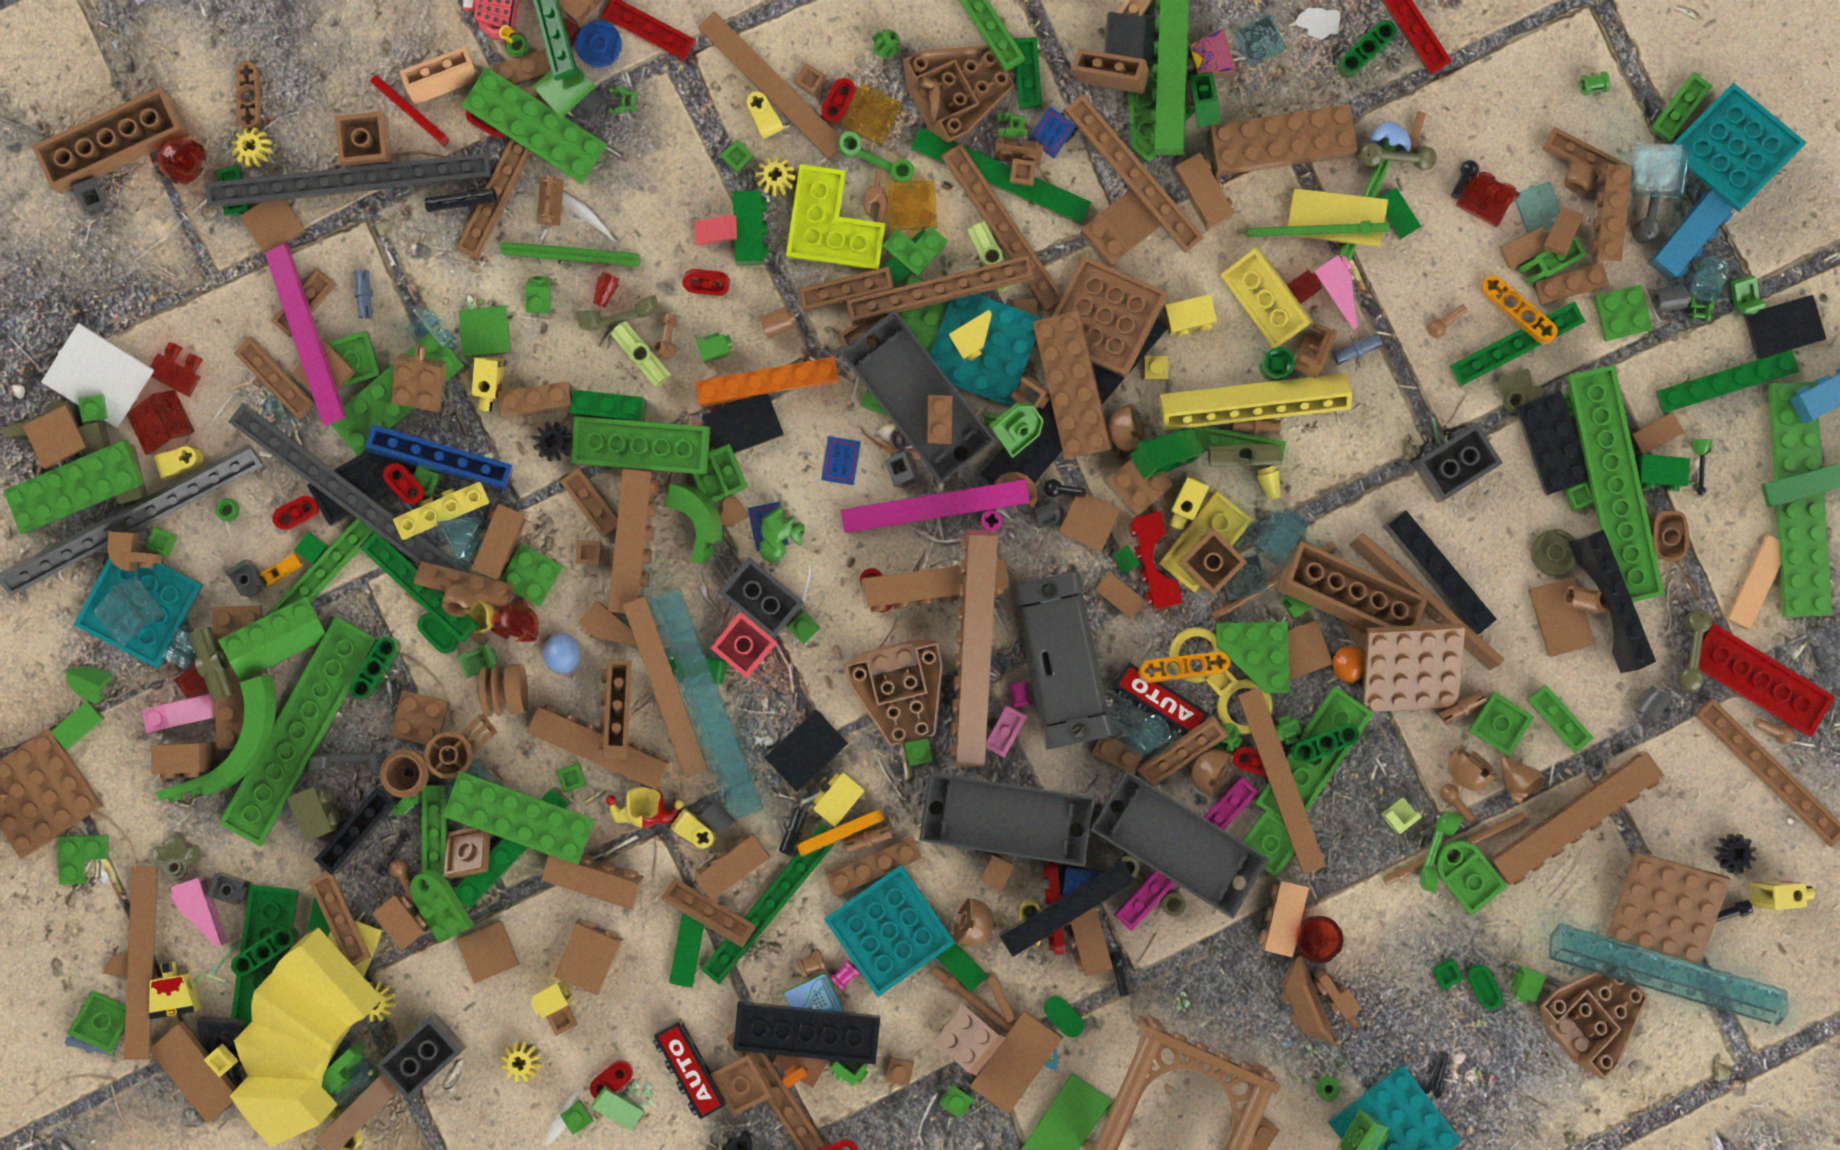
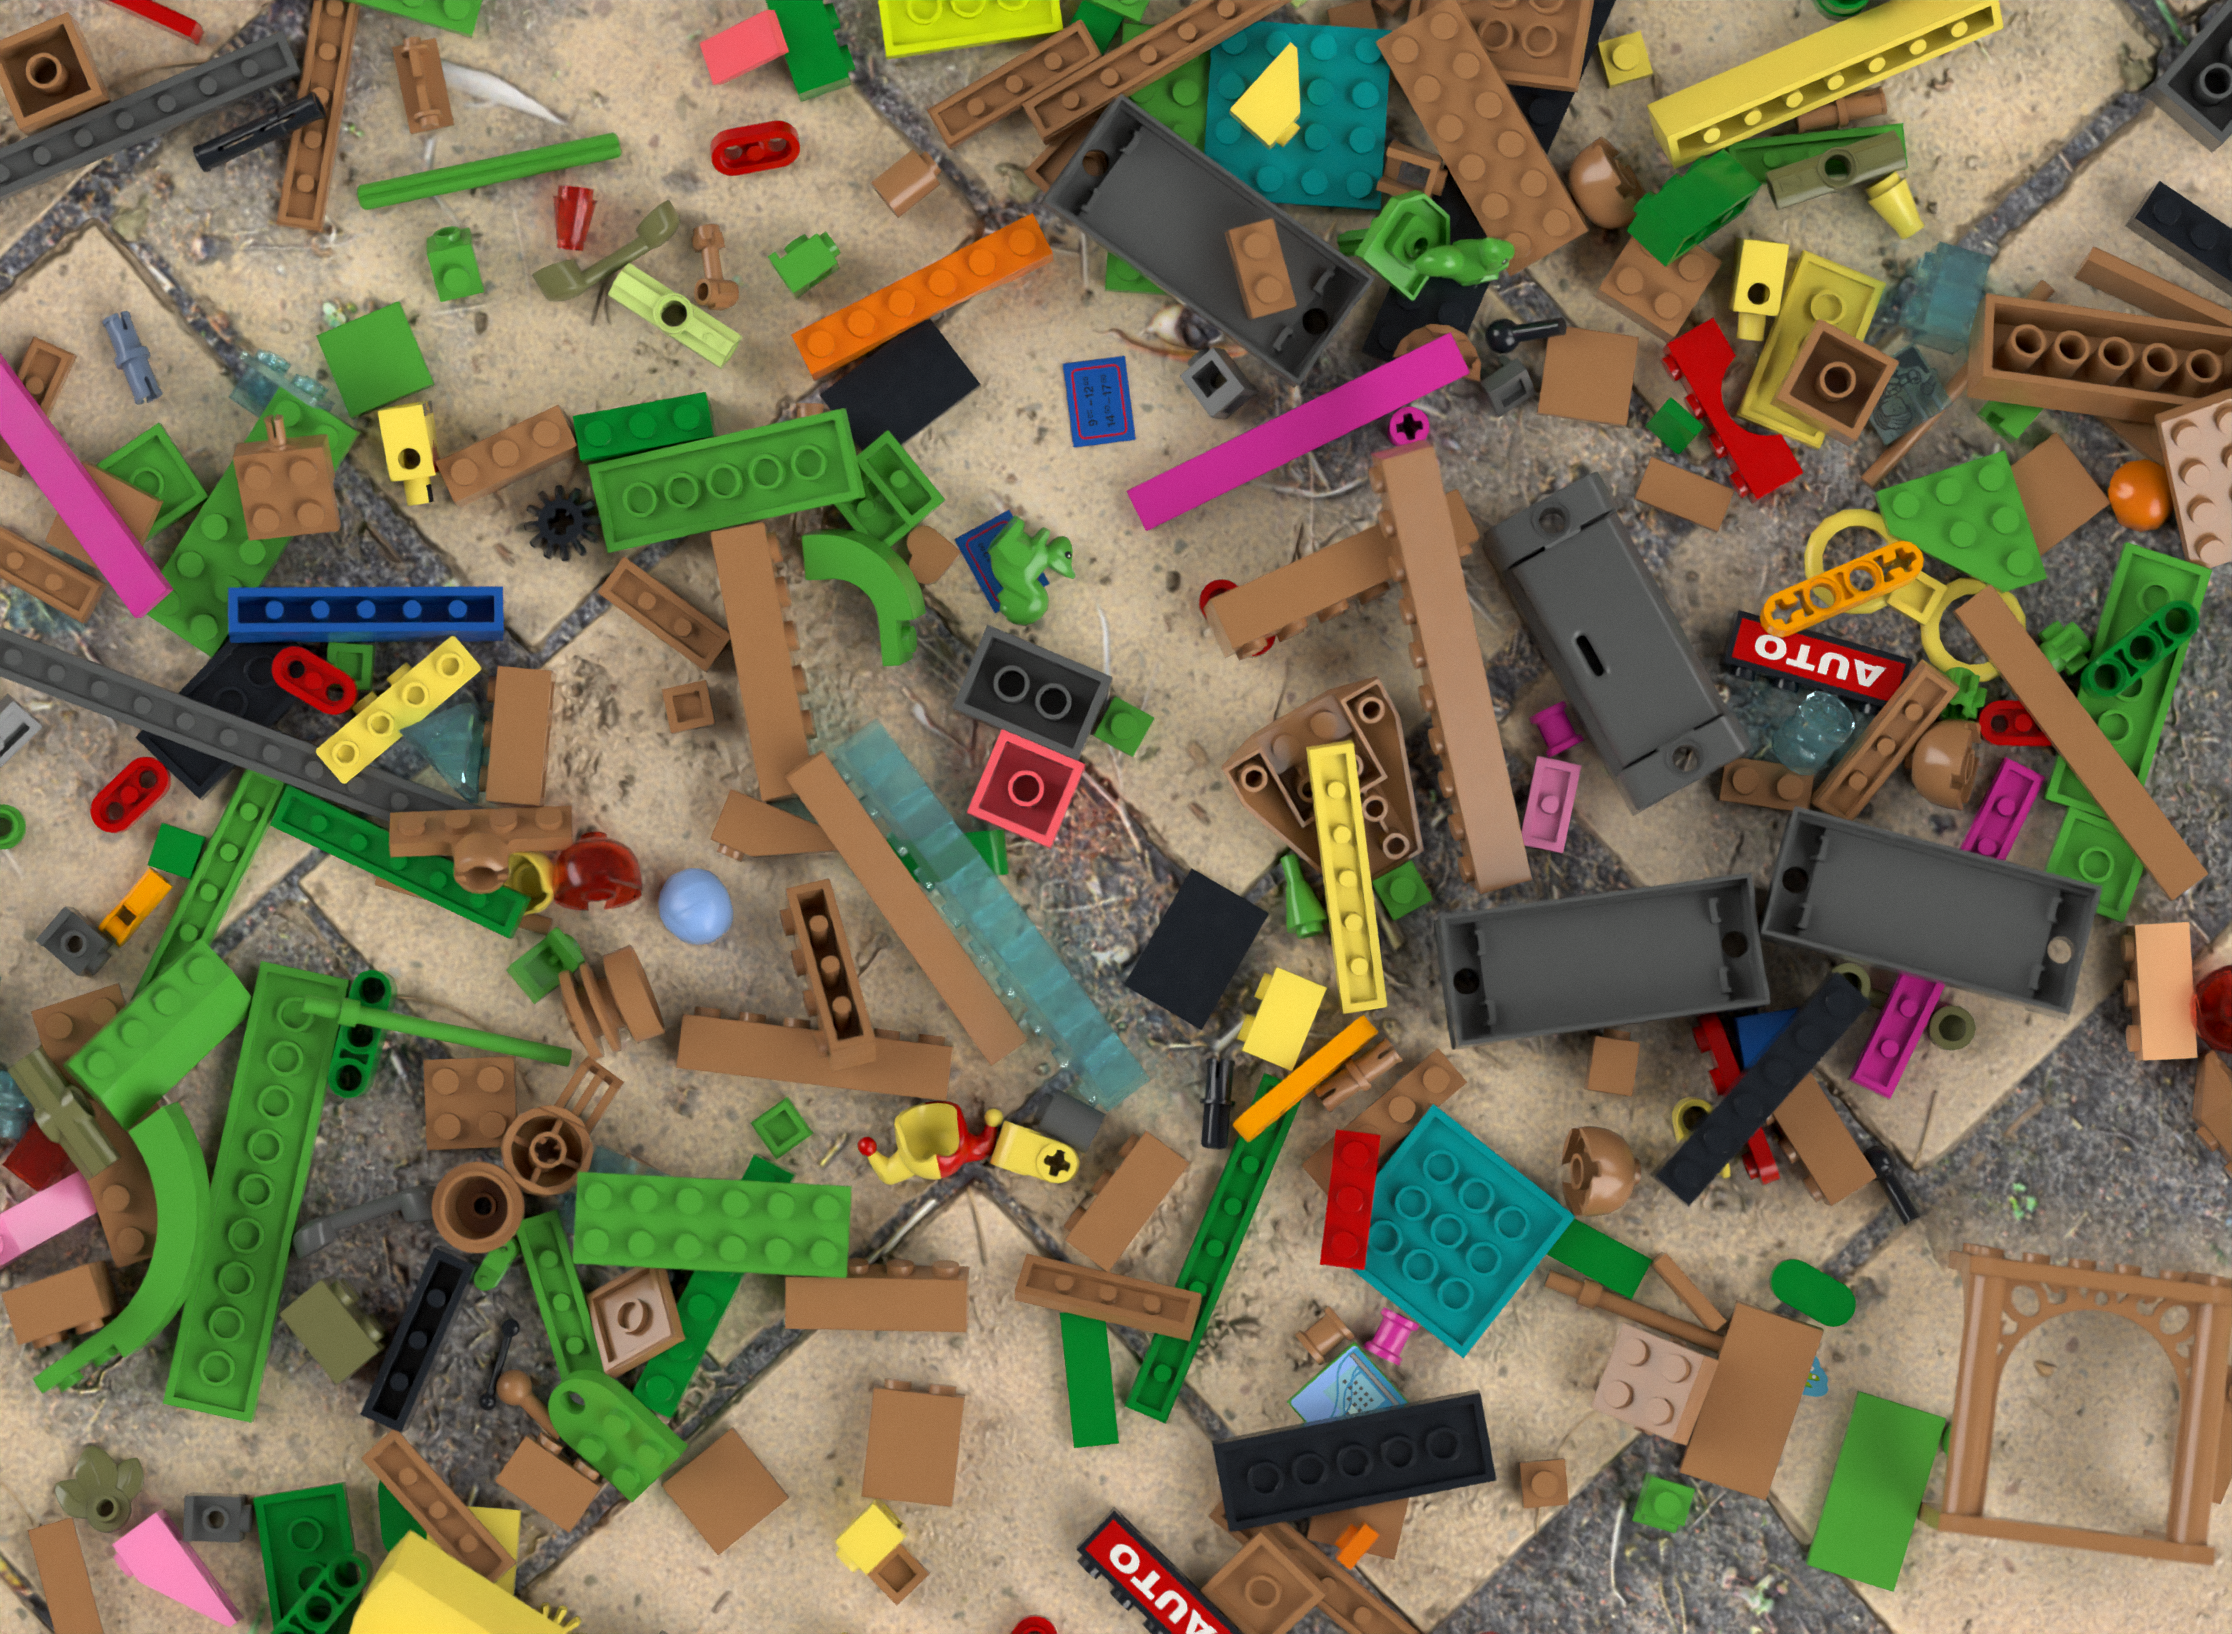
camera: 10 degrees left, 0 degrees up
(371, 656) = (350, 1012): none -> bright green bar
(437, 634) = (457, 938): green tile -> none
(531, 574) = (597, 778): bright green plate -> none
(844, 900) = (1350, 1199): none -> red plate
(844, 1072) = (1441, 1514): bright green bracket -> none
(866, 746) = (1303, 910): none -> bright green cone
(891, 737) = (1346, 876): none -> light yellow plate
(1045, 445) = (1467, 260): none -> bright green animal

